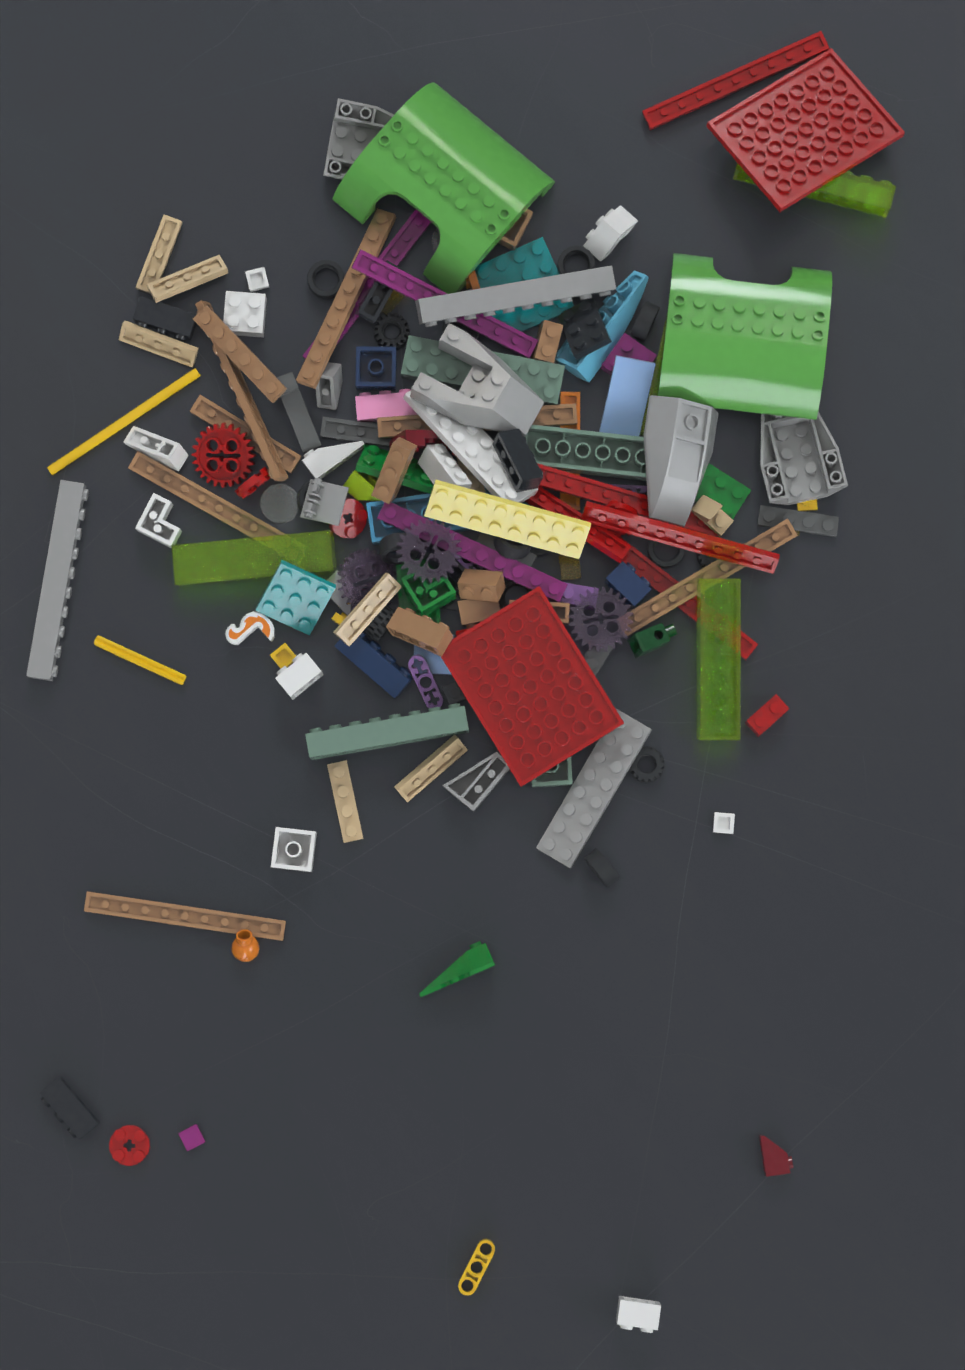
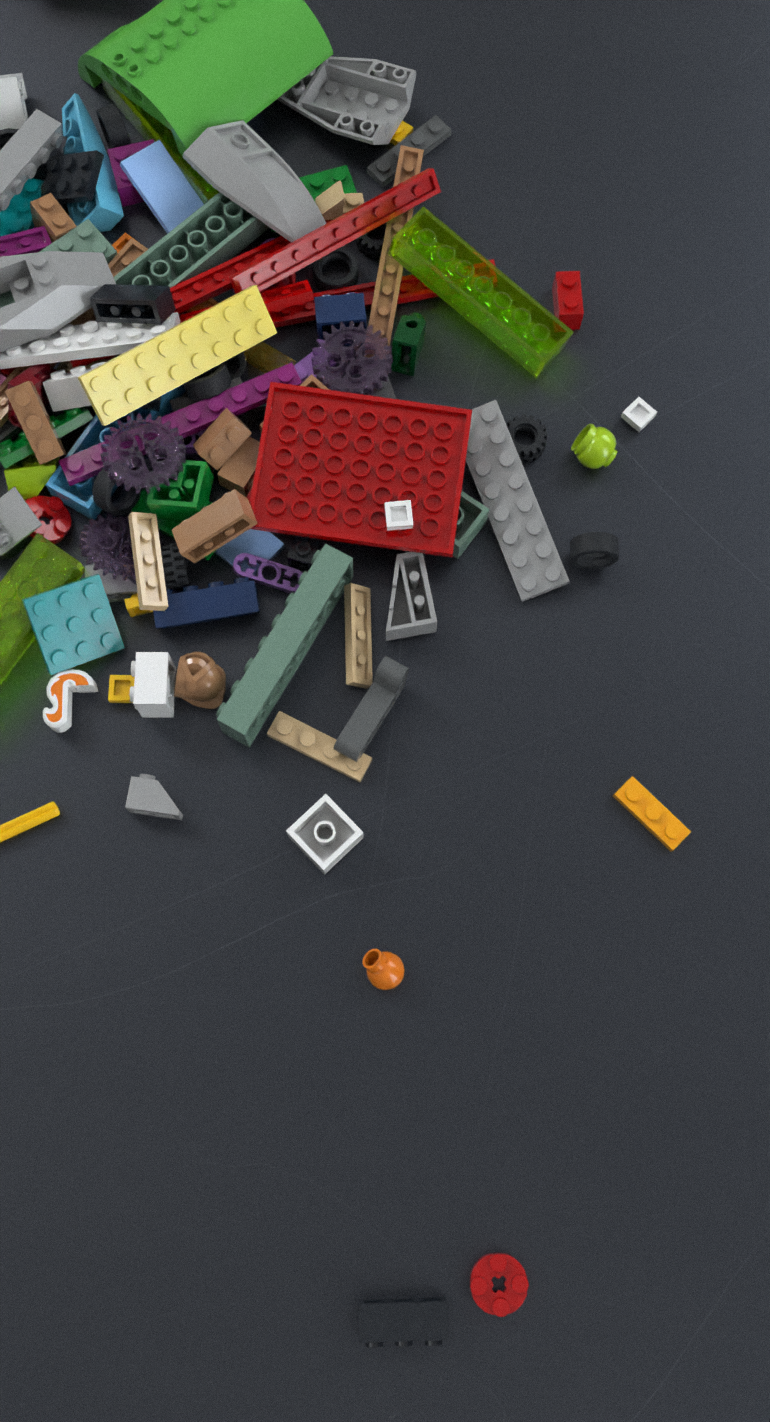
camera: 55 degrees left, 10 degrees down
(184, 915) = (294, 1011): medium nougat plate -> none
(192, 1137) = (544, 1202): magenta tile -> none
(233, 731) = (149, 798): none -> light grey slope
(325, 699) = (200, 680): none -> medium nougat helmet
(389, 815) = (373, 709): none -> dark grey beam
(464, 1029) = (652, 814): none -> light orange plate
(470, 963) = (589, 746): green wedge -> none
(515, 736) = (398, 515): none -> white plate
(673, 813) = (595, 447): none -> lime piece

